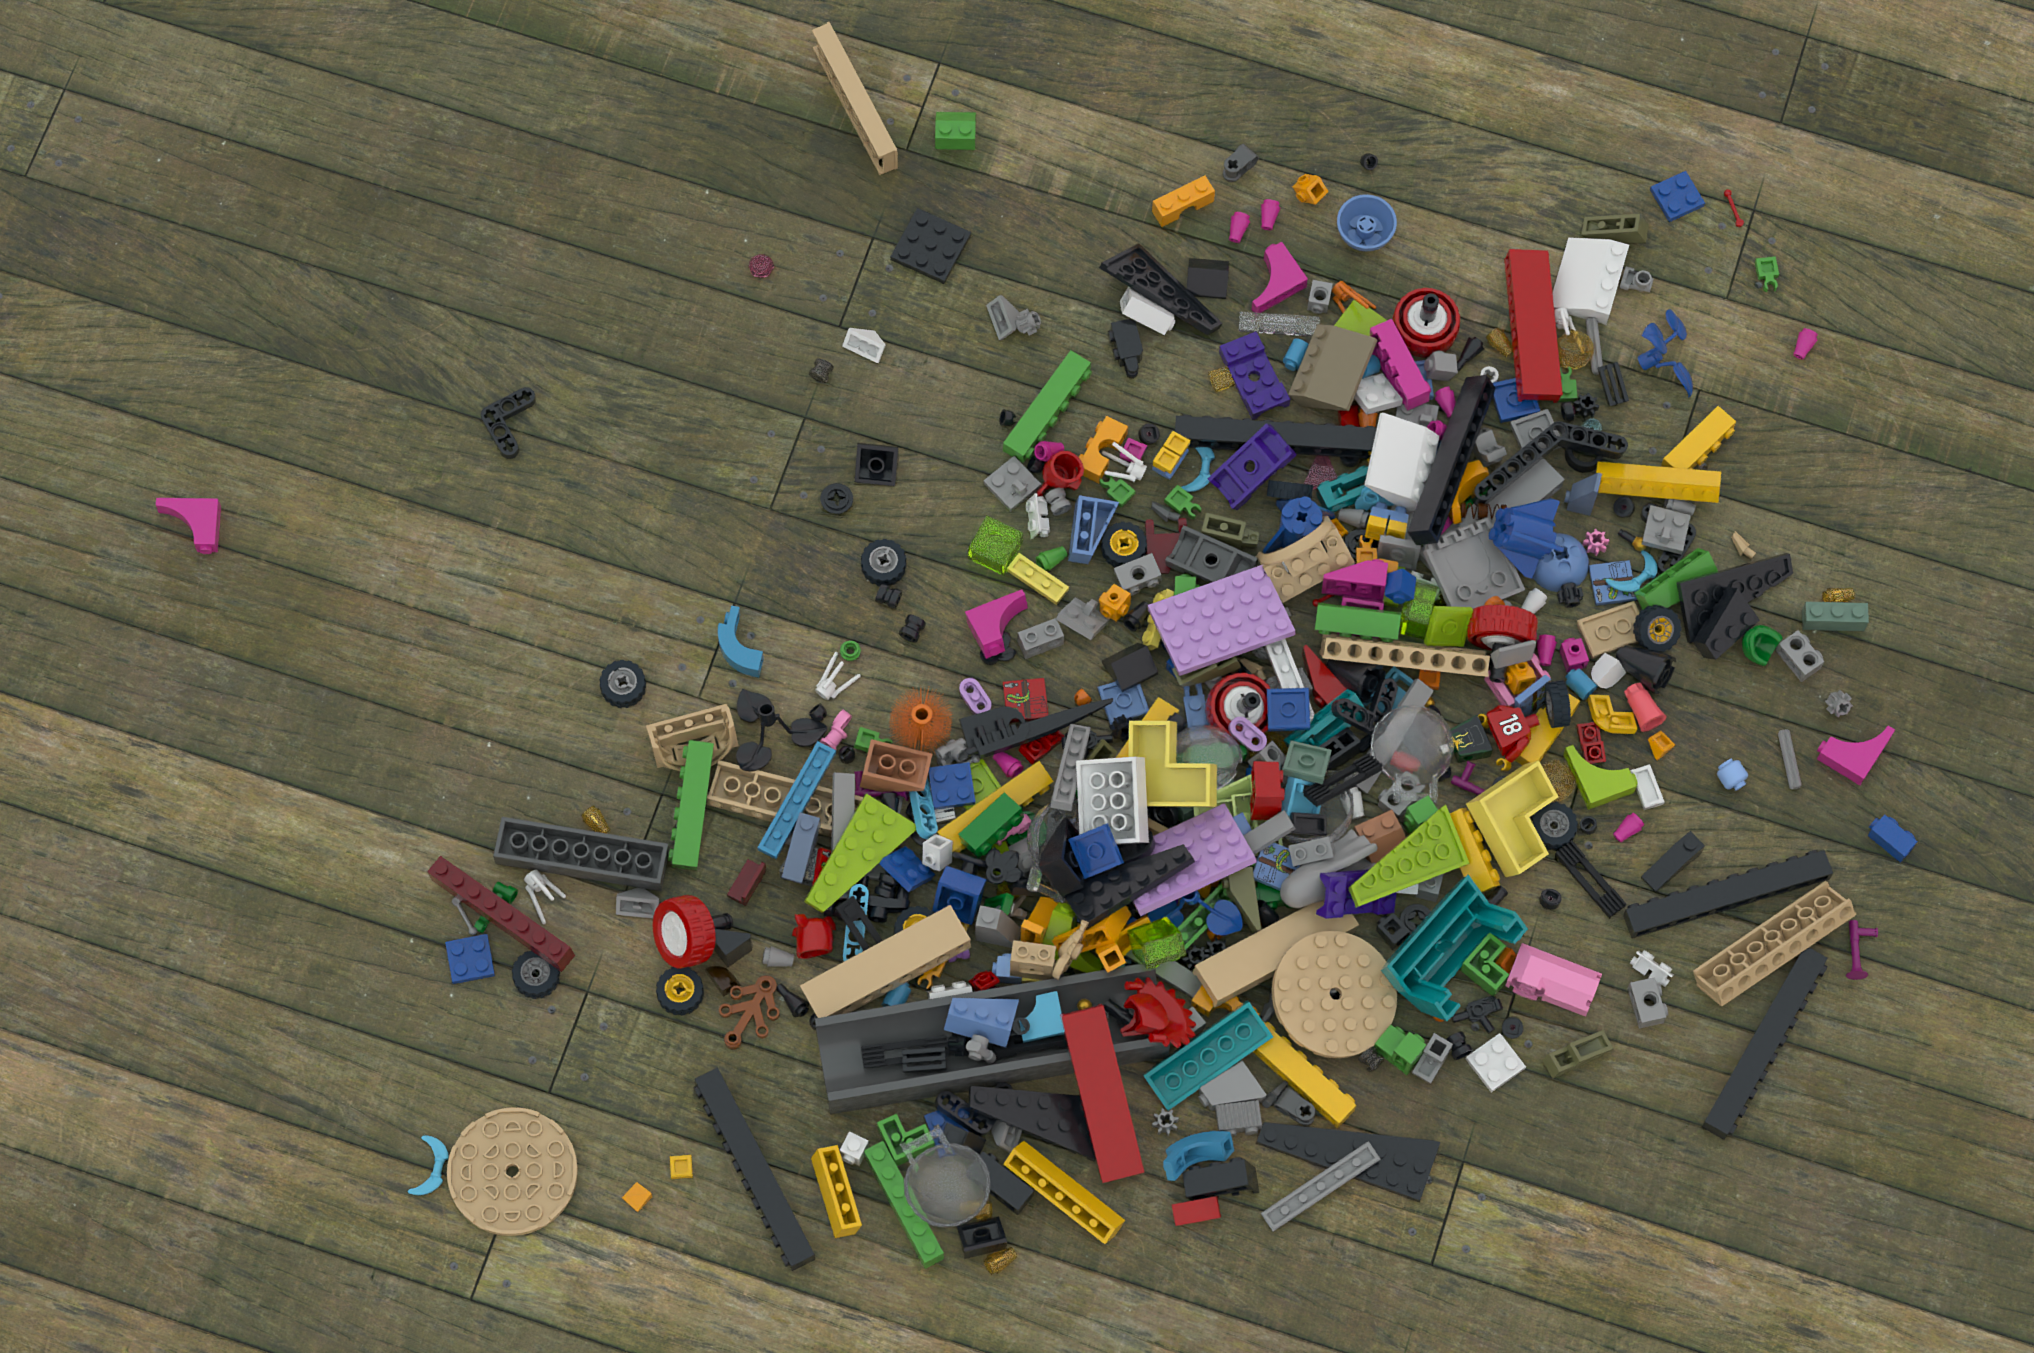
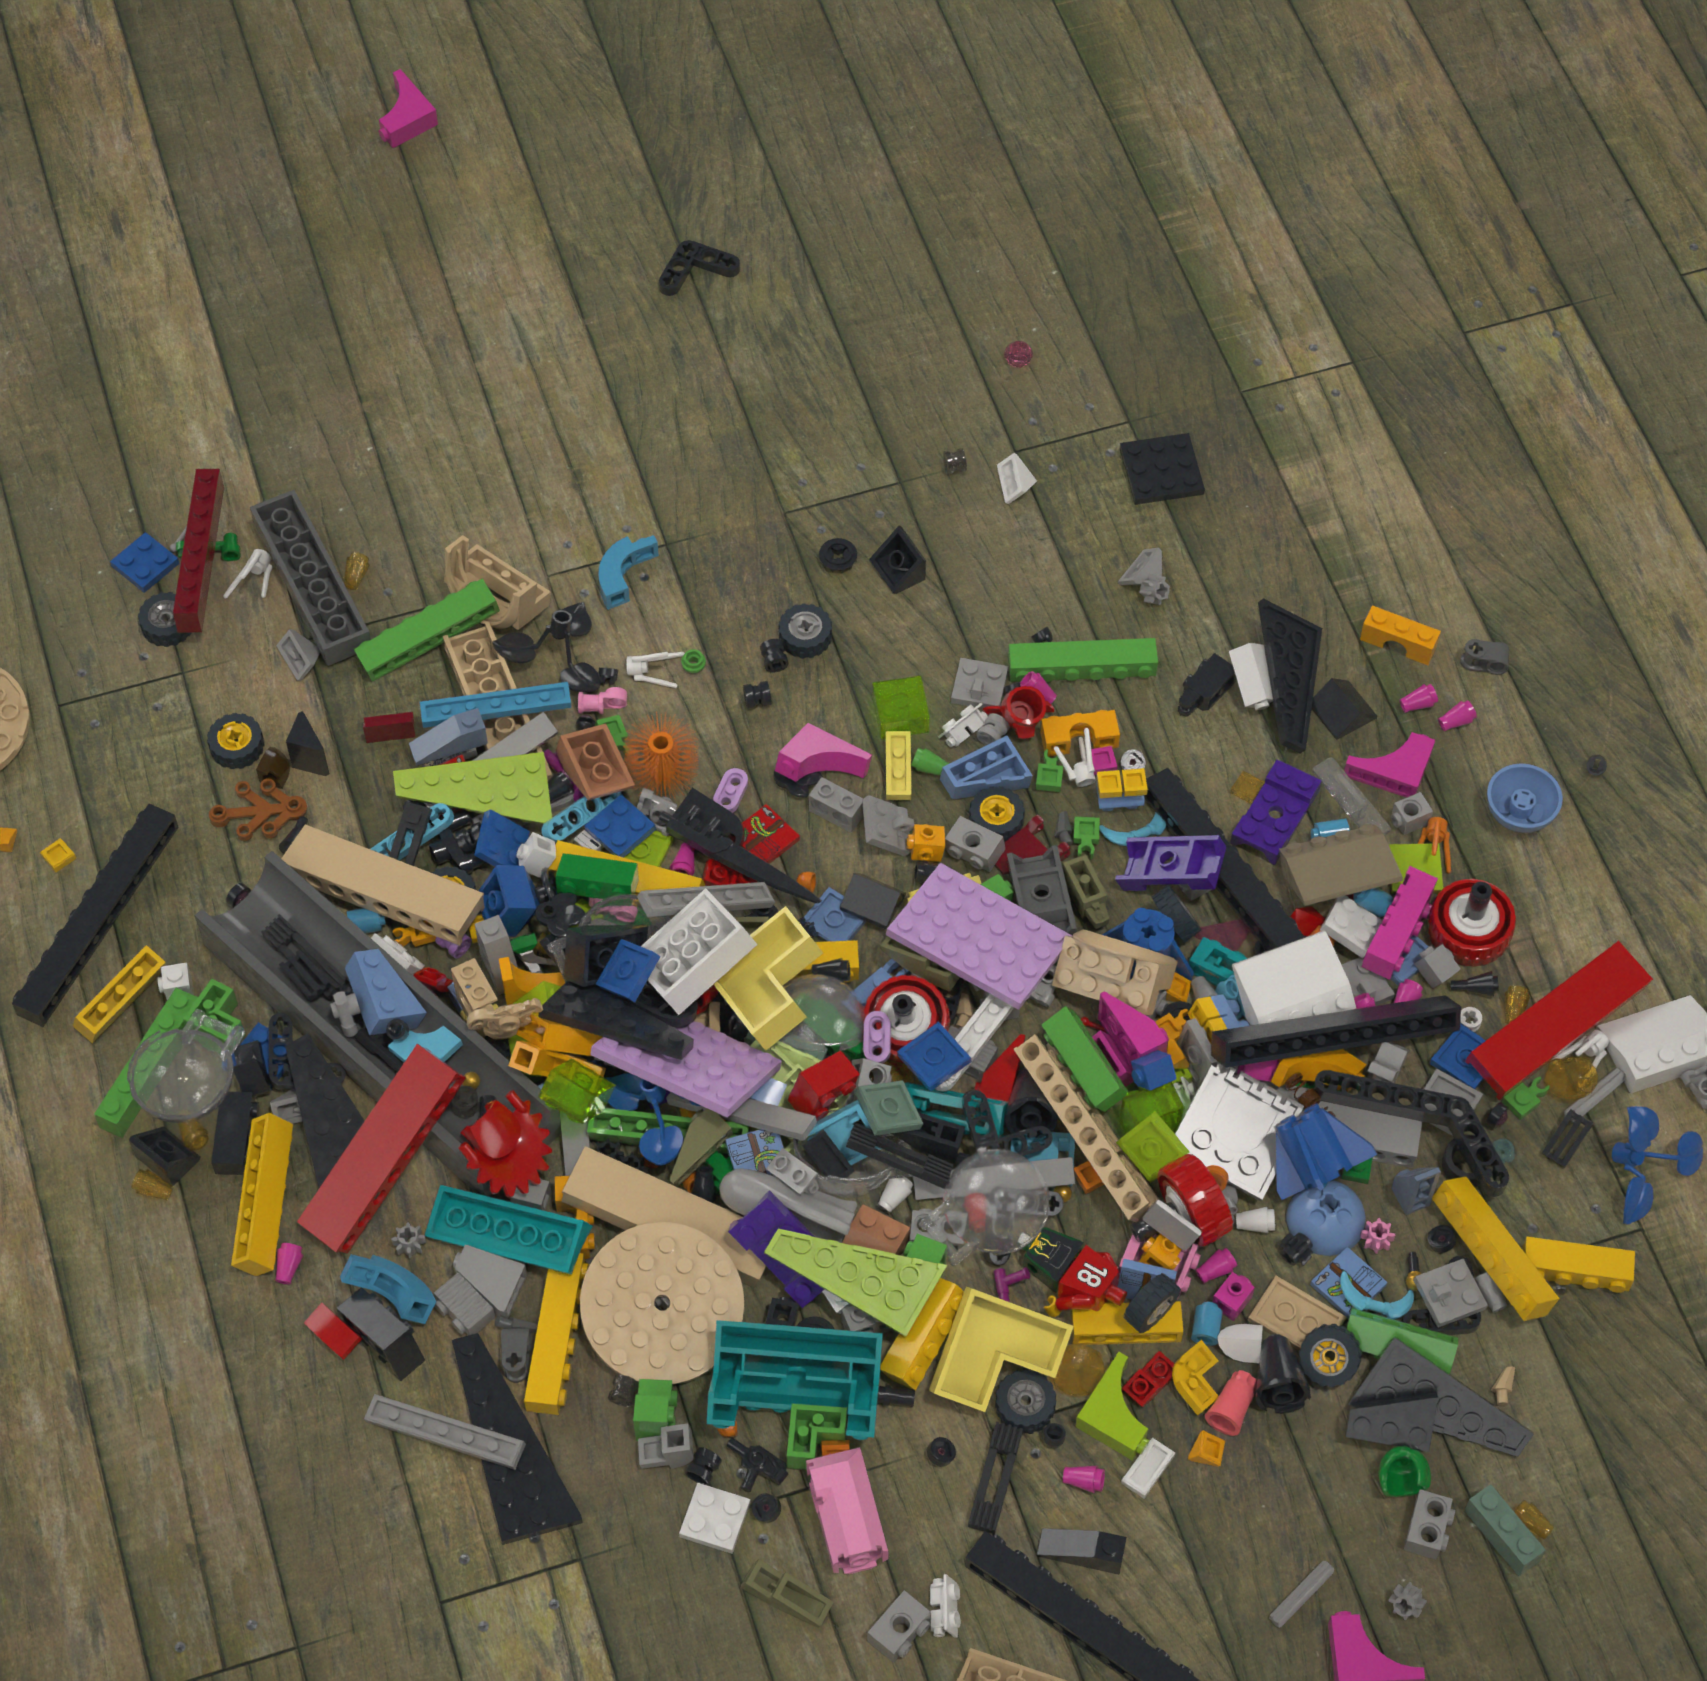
camera: 55 degrees right, 10 degrees down
(626, 694) = (507, 518): black wheel -> none
(686, 930) = (289, 696): red wheel -> none
(777, 958) = (329, 796): light grey cone -> none
(813, 936) = (370, 807): red piece -> none
(813, 1066) = (237, 894): none -> black tile
(855, 99) = (1247, 312): tan tile -> none
(955, 130) = (1294, 412): bright green slope -> none
(1124, 1208) = (288, 1260): none -> dark pink cone
(1310, 189) = (1517, 738): light orange brick -> none
(1586, 400) = (1520, 1128): black gear -> none
(1732, 774) = (1231, 1543): light blue head -> none

